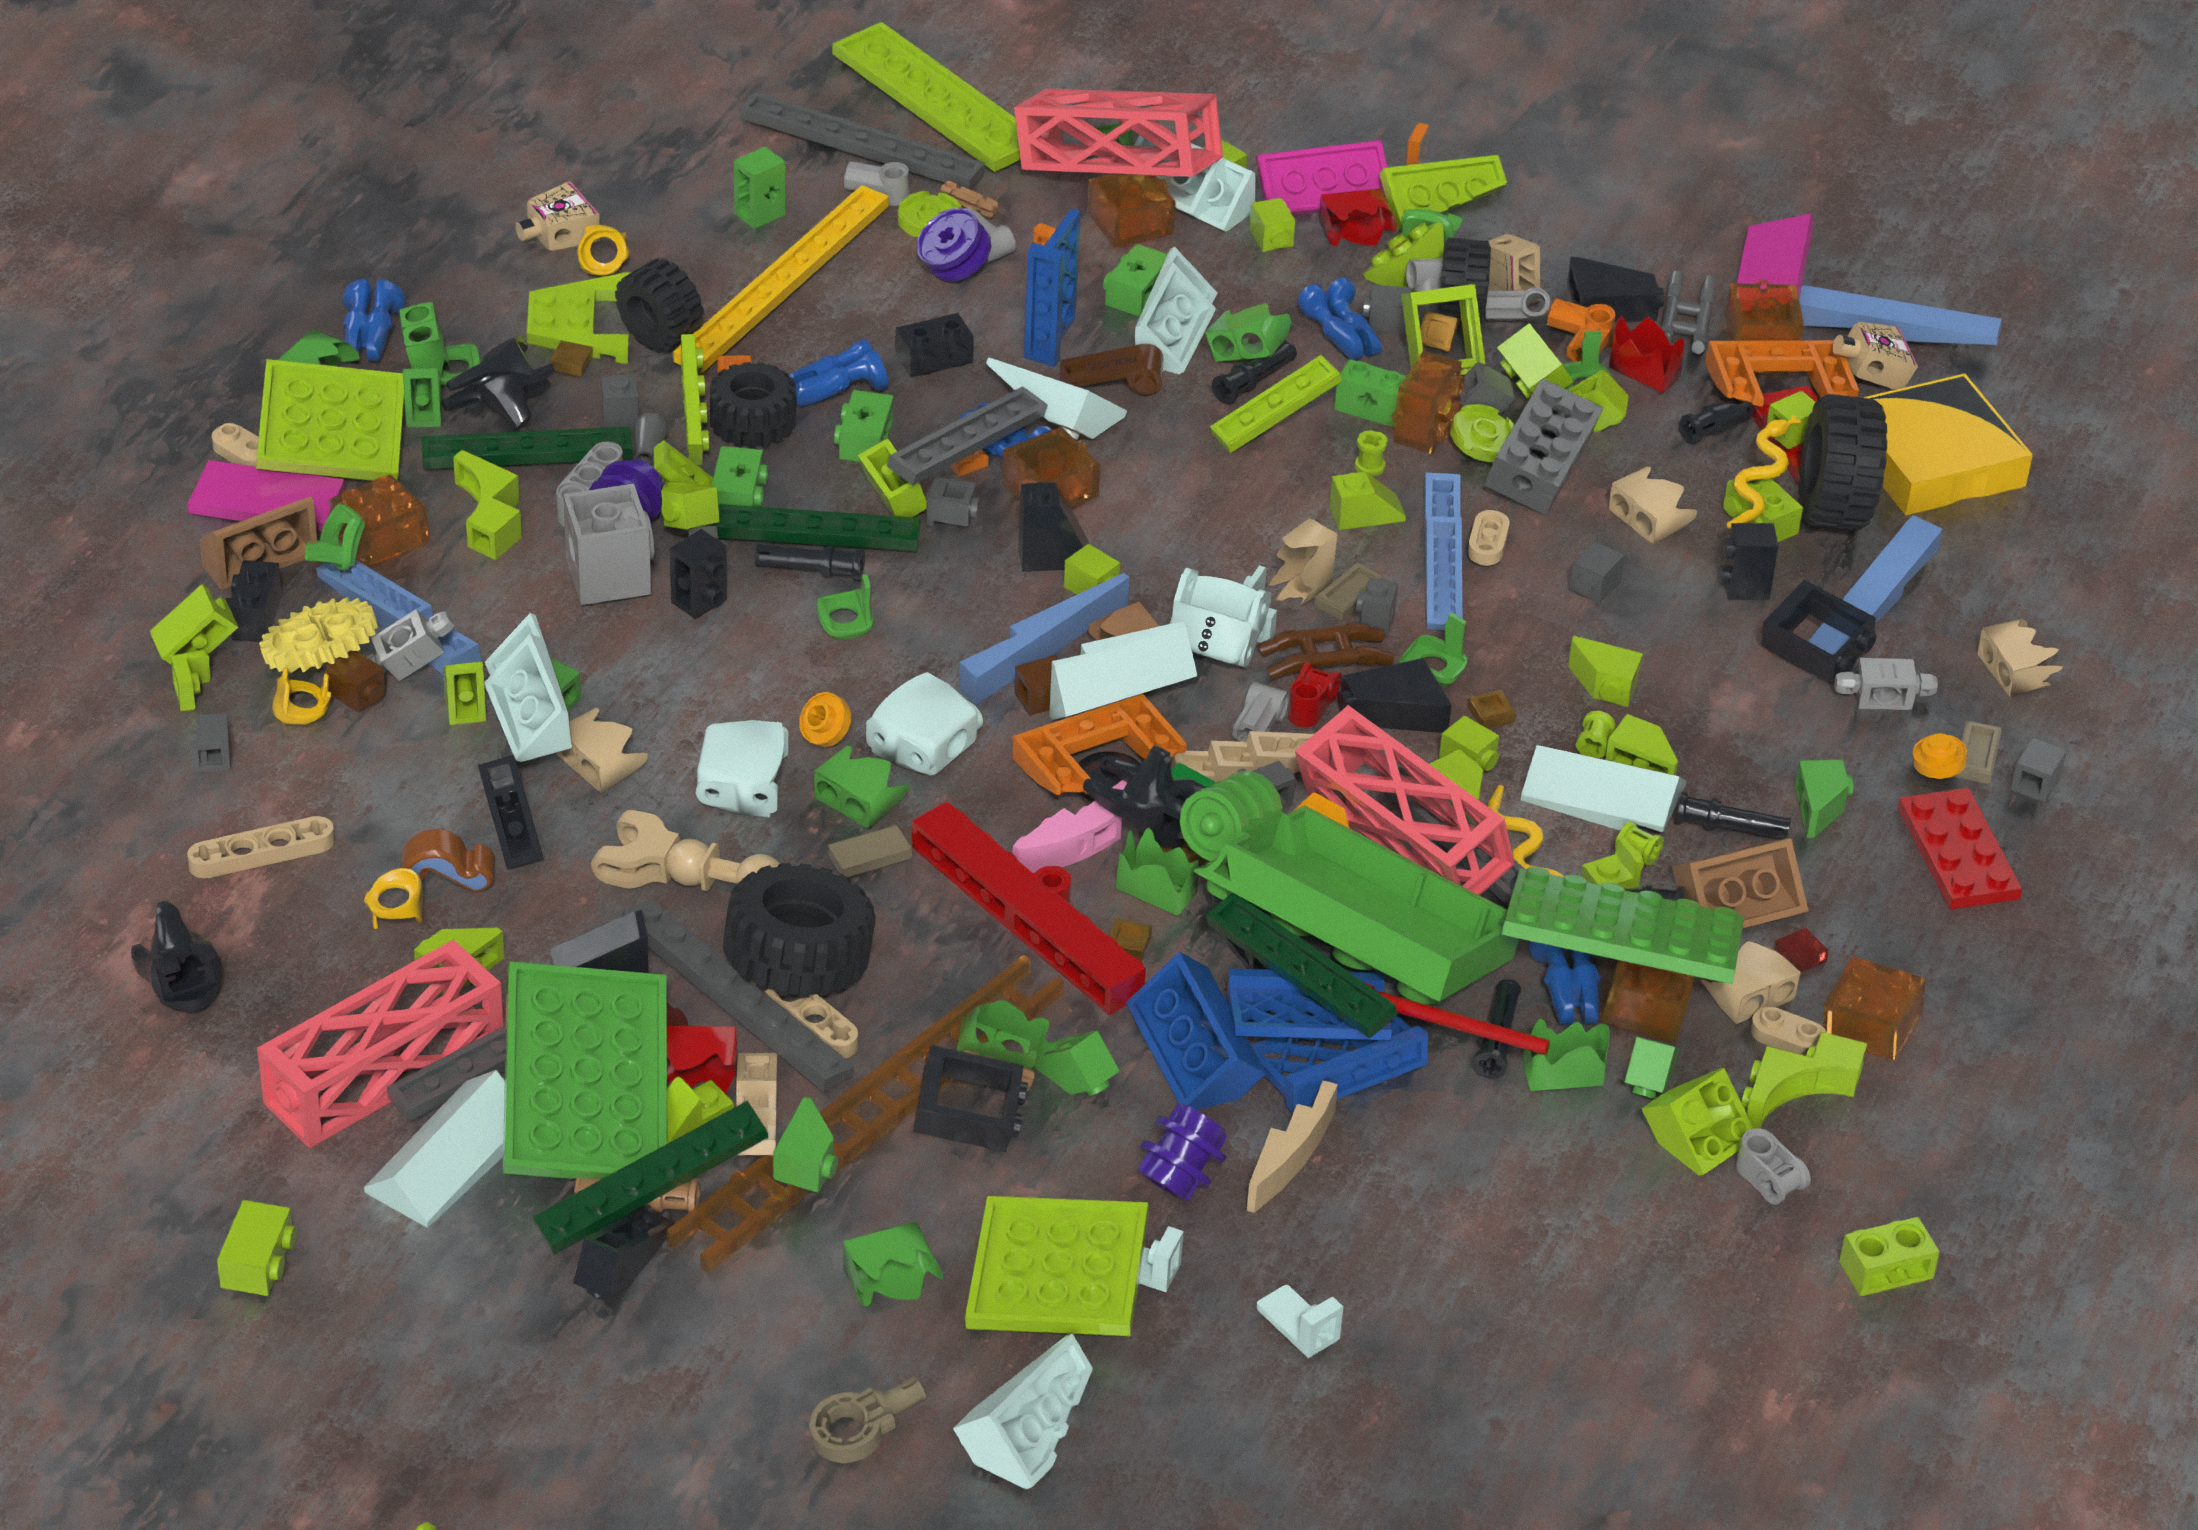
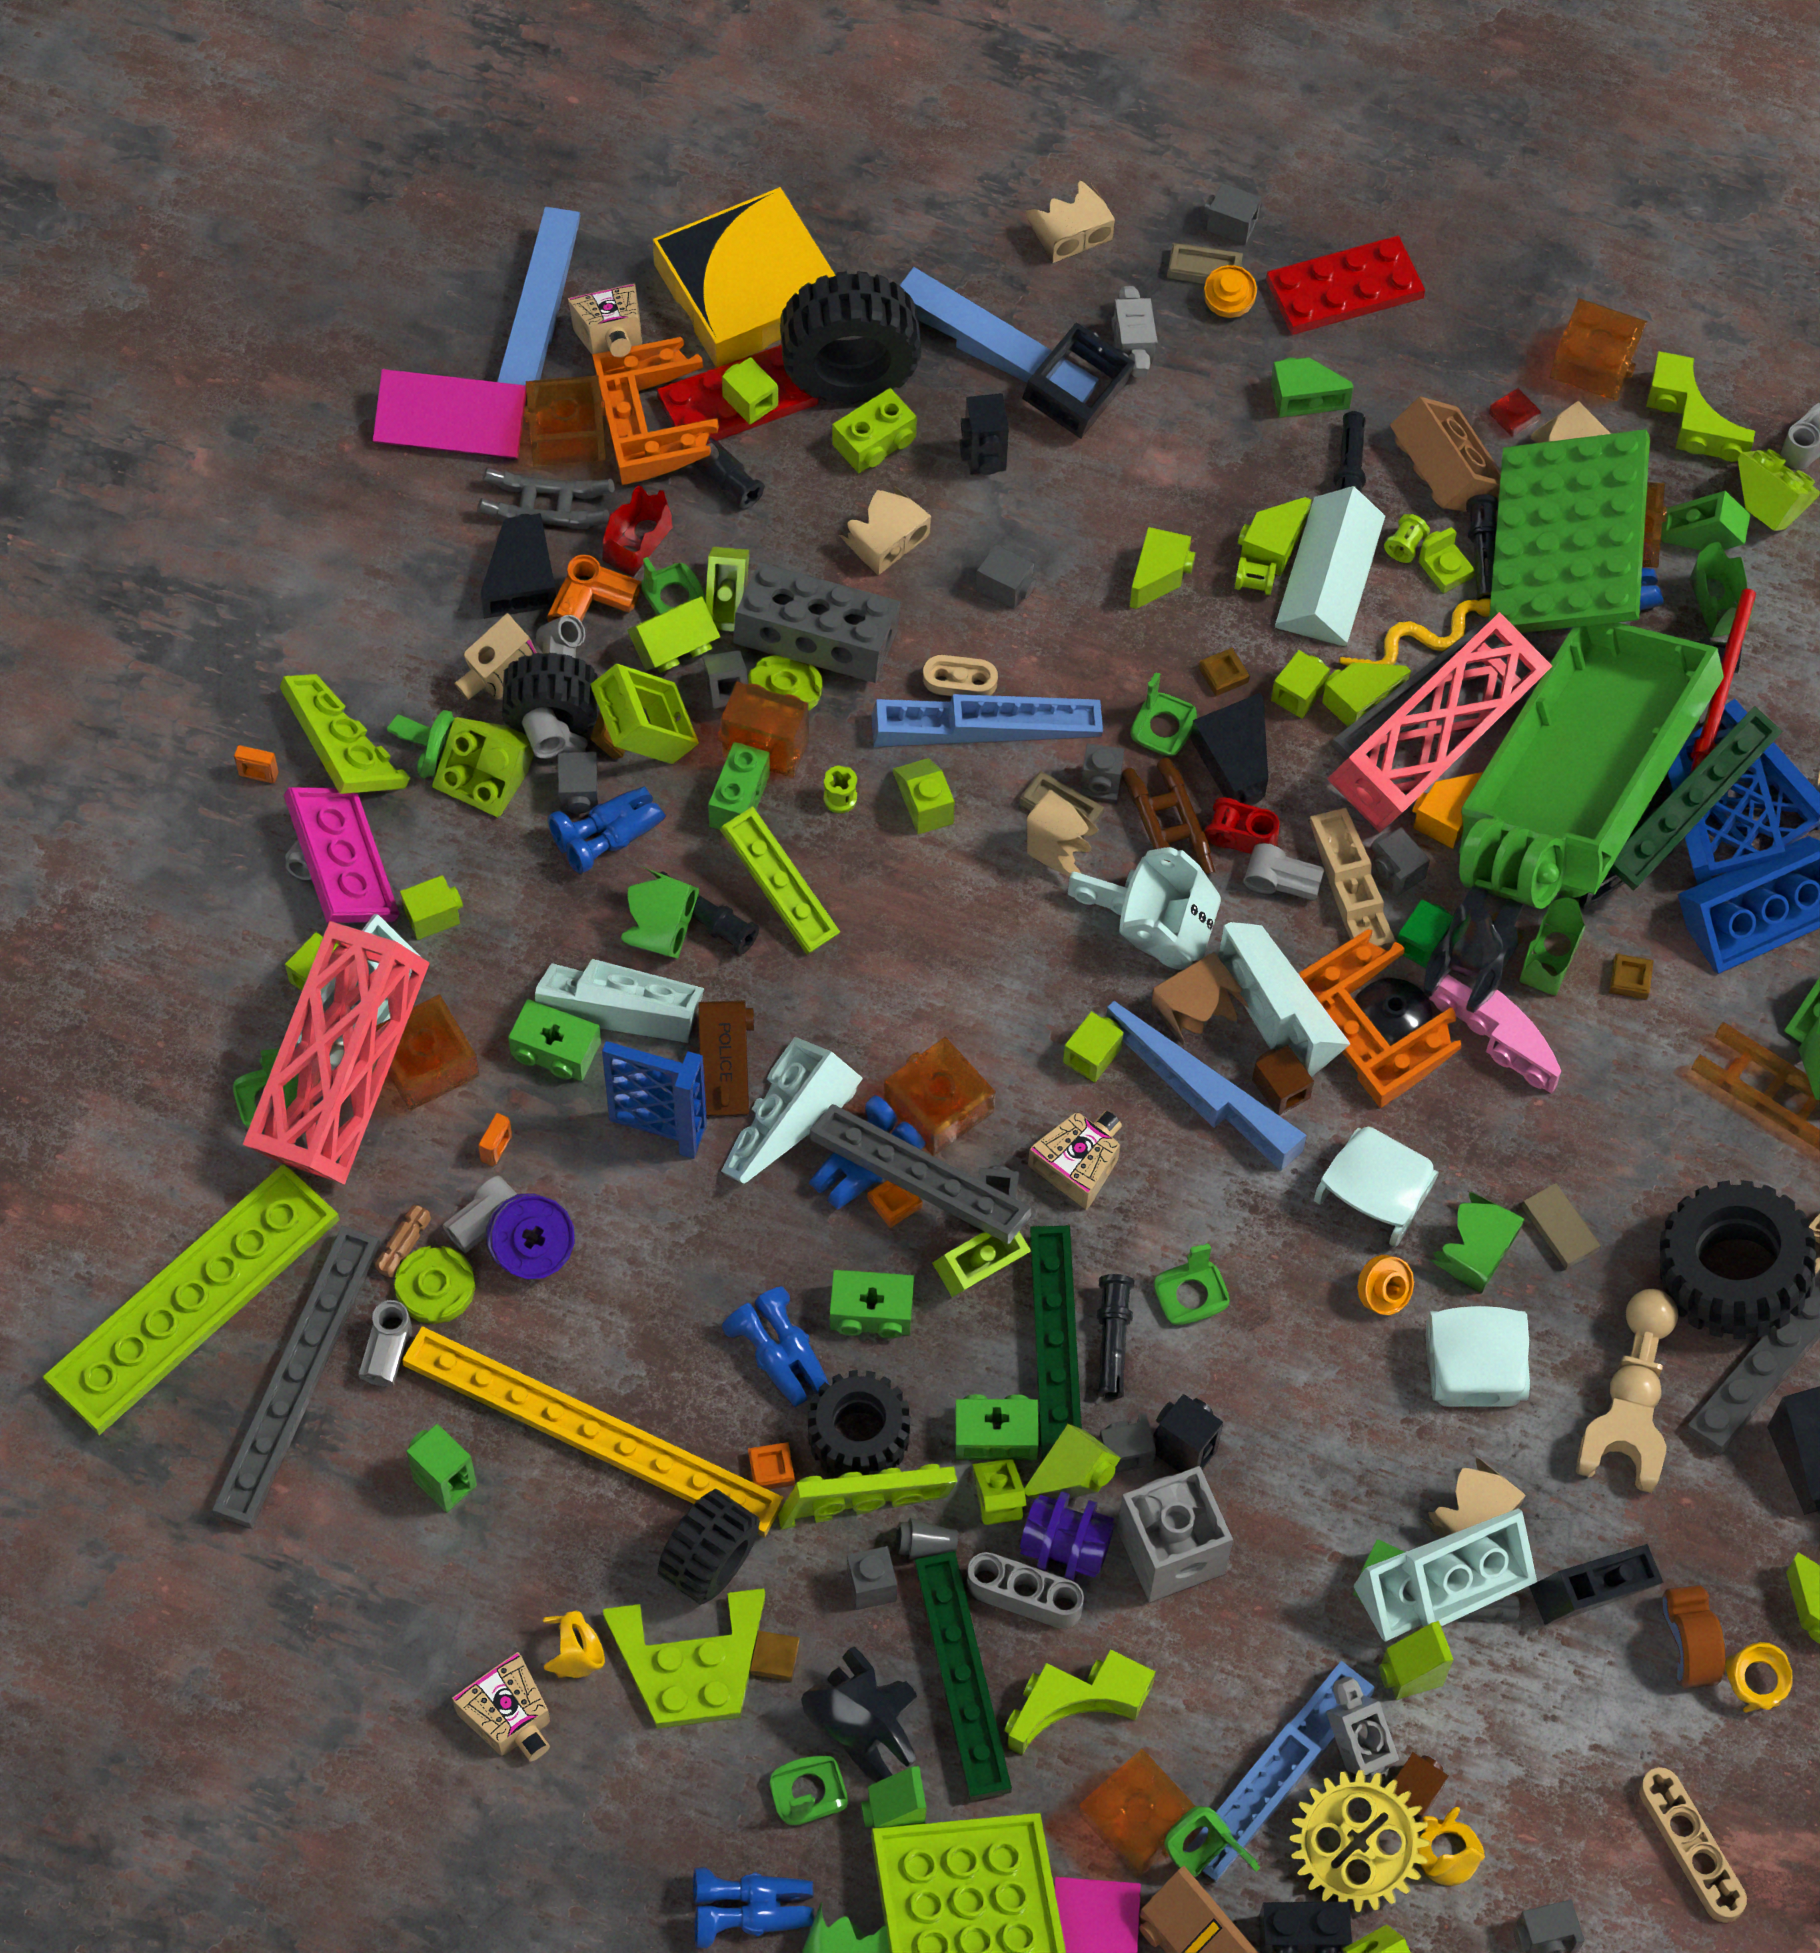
camera: 95 degrees left, 20 degrees up
(423, 353) = (810, 1821): bright green piece -> none
(934, 345) = (709, 1246): black brick -> none
(983, 555) = (1078, 1155): none -> tan torso
(1029, 906) = (1616, 1065): red hinge -> none
(1047, 528) = (1052, 1088): black slope -> none
(1360, 227) = (406, 821): red piece -> none
(1773, 429) = (792, 402): yellow animal -> none
(1785, 1030) = (1625, 418): tan plate -> none

